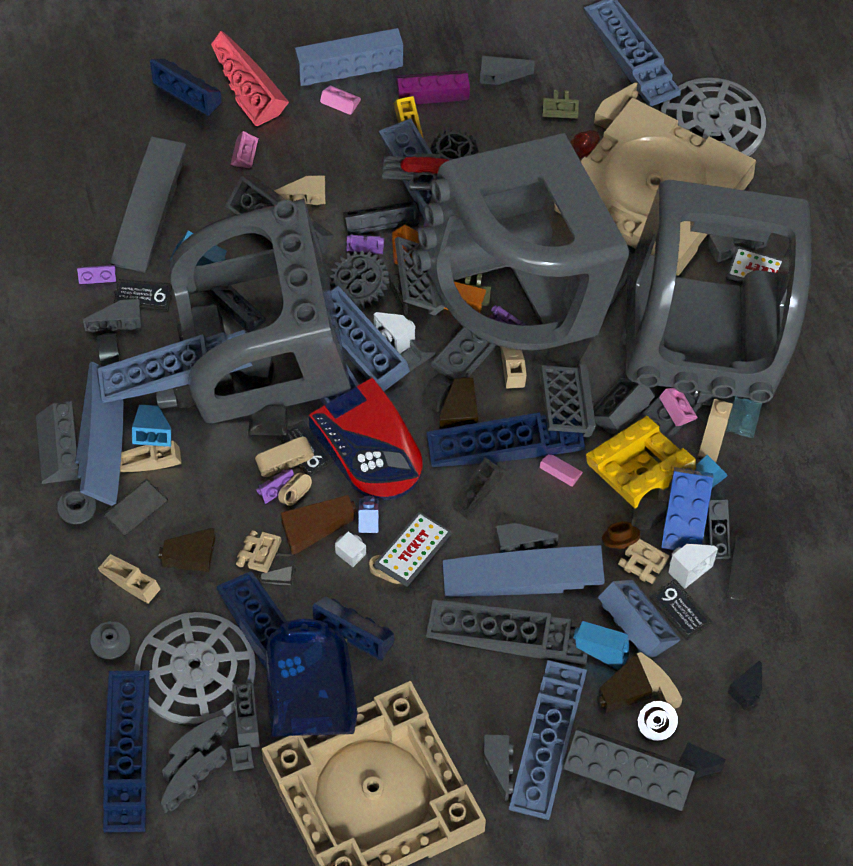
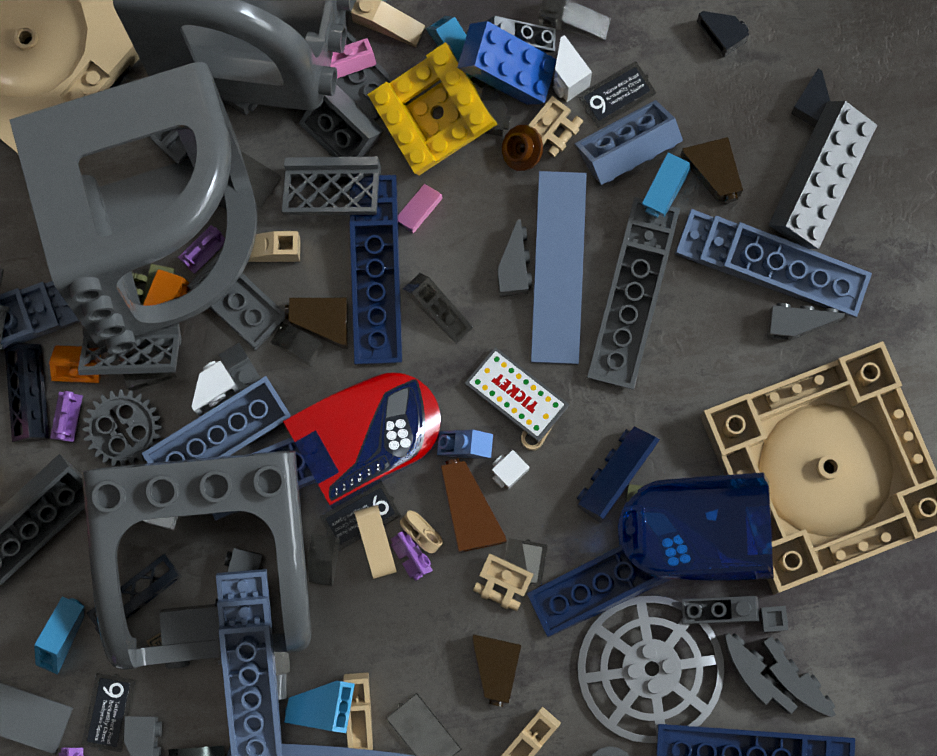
camera: 80 degrees left, 20 degrees up
(660, 682) = (715, 128): tan slope -> none
(664, 727) = (761, 137): piece -> none

